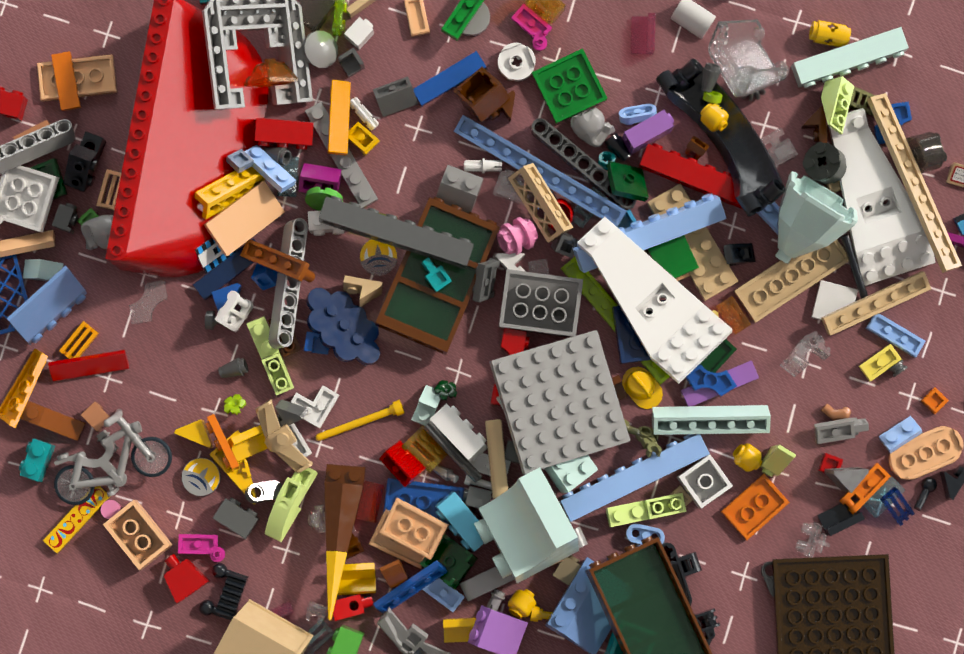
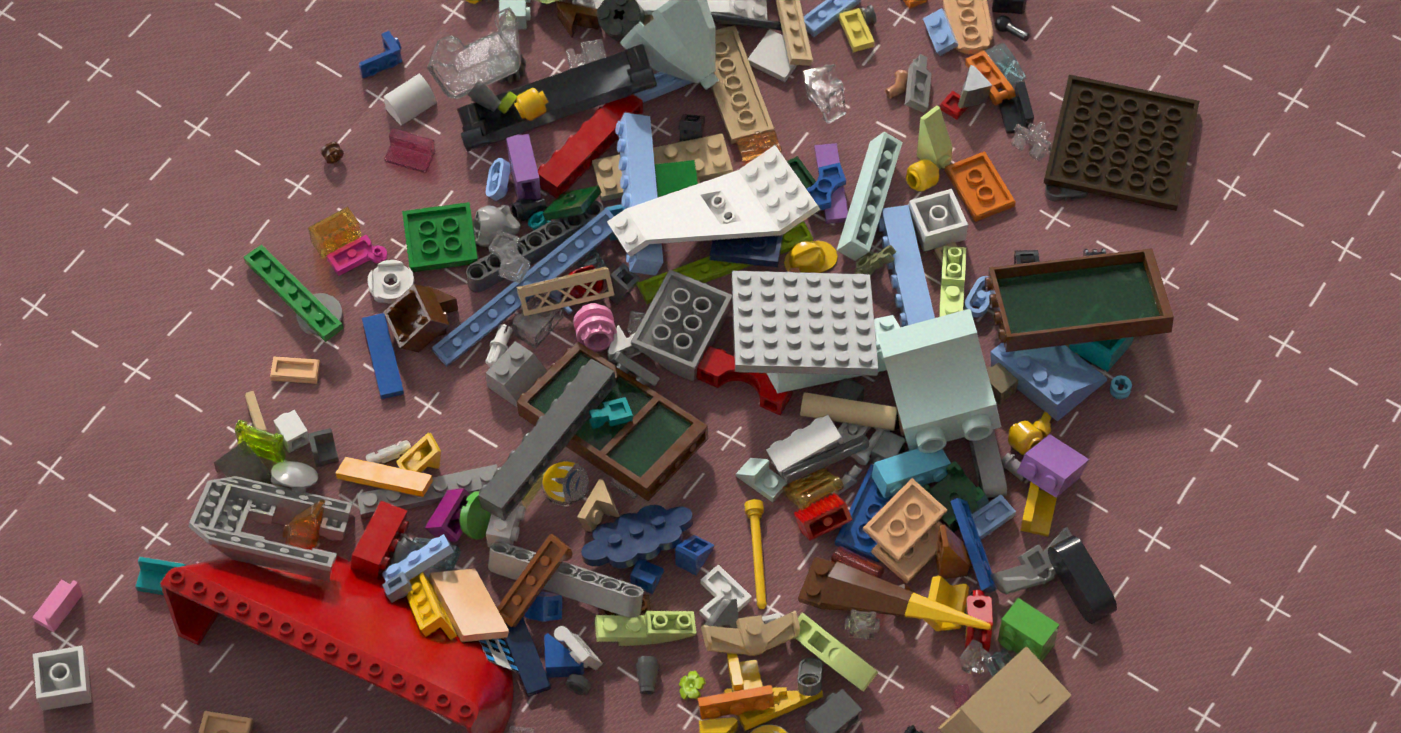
camera: 70 degrees left, 25 degrees down
(346, 373) = (692, 554): none -> blue slope
(395, 96) = (381, 414): dark grey panel -> none
(445, 389) = (748, 452): dark green plant -> none
(551, 153) = (512, 265): none -> clear tile
(697, 146) = (556, 133): reddish brown tile -> none
(904, 515) = (1018, 51): clear blue tile -> none

